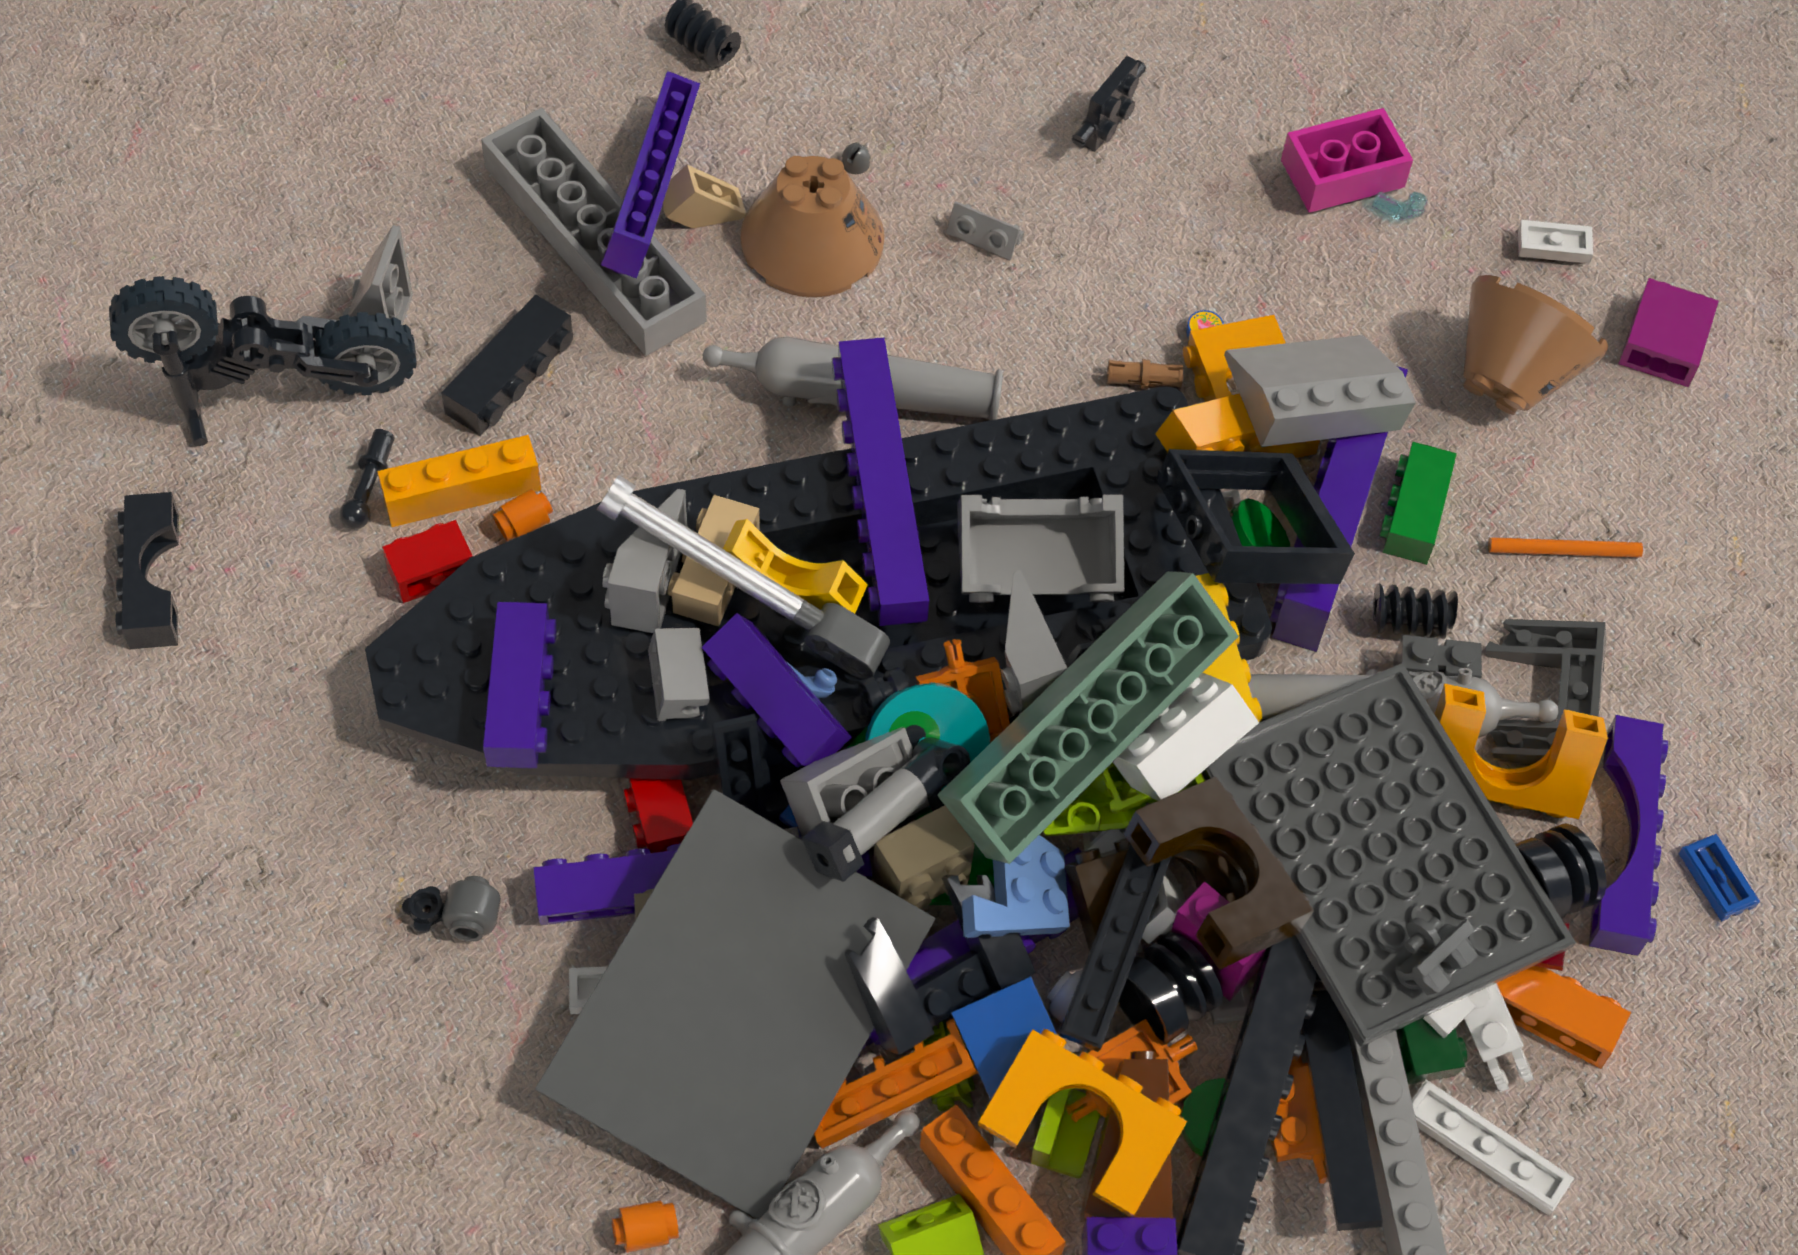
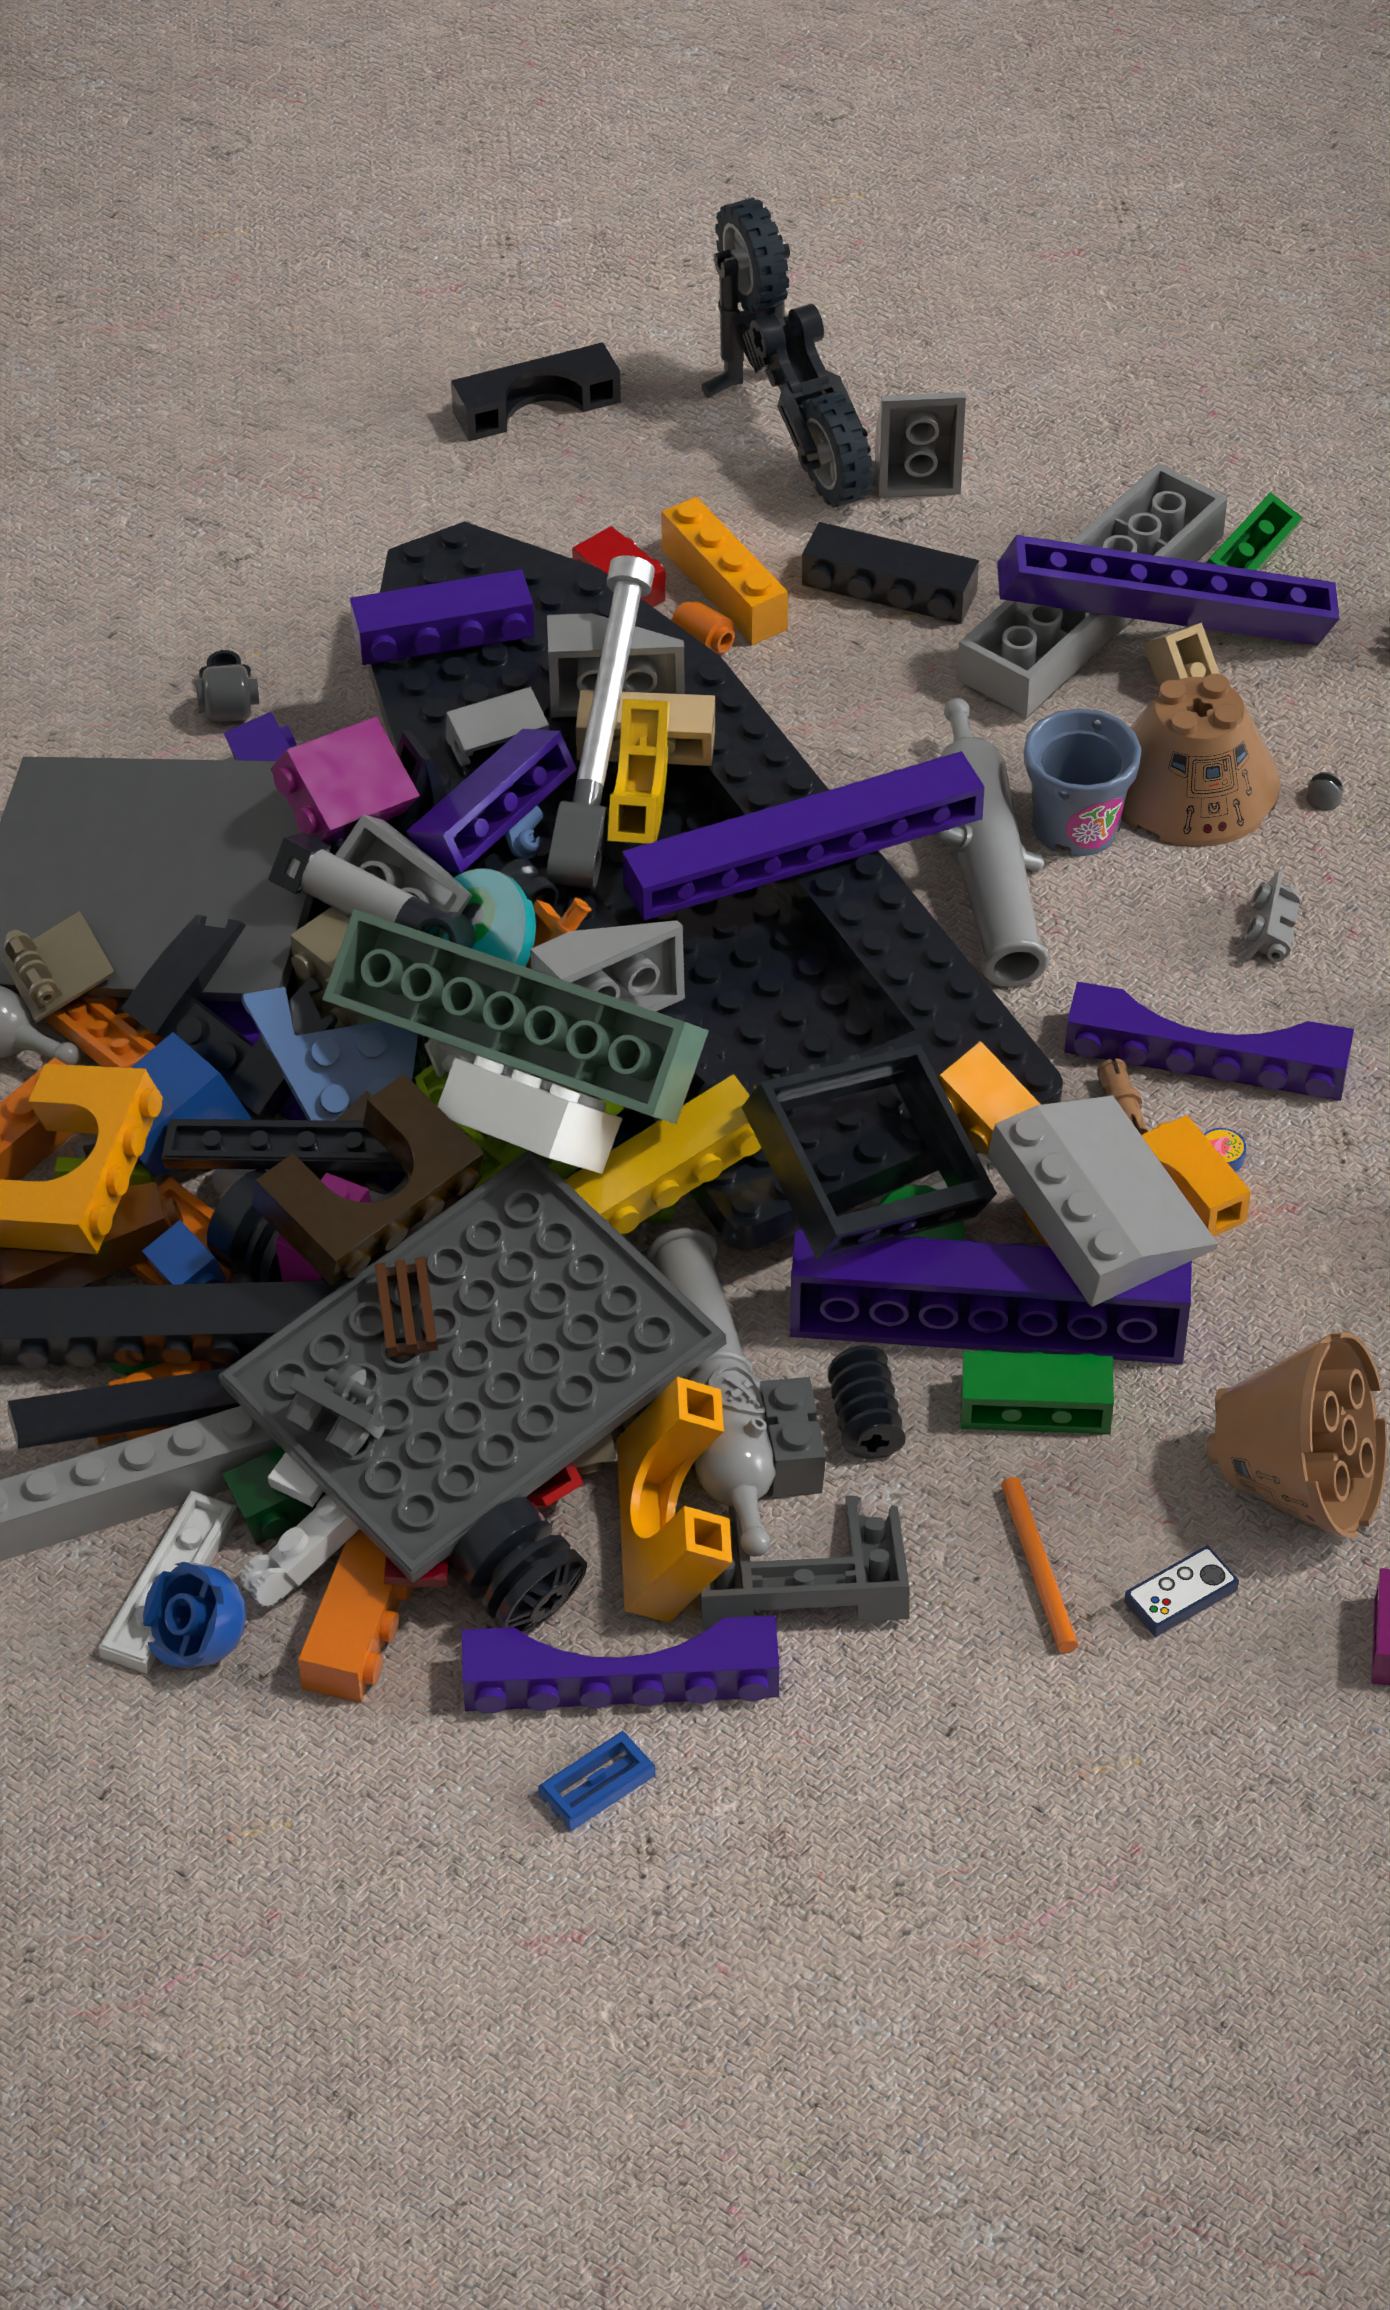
camera: 80 degrees right, 10 degrees down
(355, 511) = (728, 509): black pin -> none
(592, 121) = (1258, 536): none -> green brick
(751, 792) = (342, 778): none -> magenta brick
(812, 1106) = (55, 965): none -> dark tan hinge
(833, 287) = (1080, 778): none -> sand blue piece
(1055, 543) = (761, 971): light grey windscreen -> none
(1071, 353) = (1297, 1059): none -> dark purple arch
(1197, 1060) = (182, 1258): none -> blue brick
(1342, 864) = (402, 1273): none -> reddish brown tile
(1556, 1124) = (194, 1615): none -> blue cylinder
(1603, 469) = (1181, 1591): none -> tile

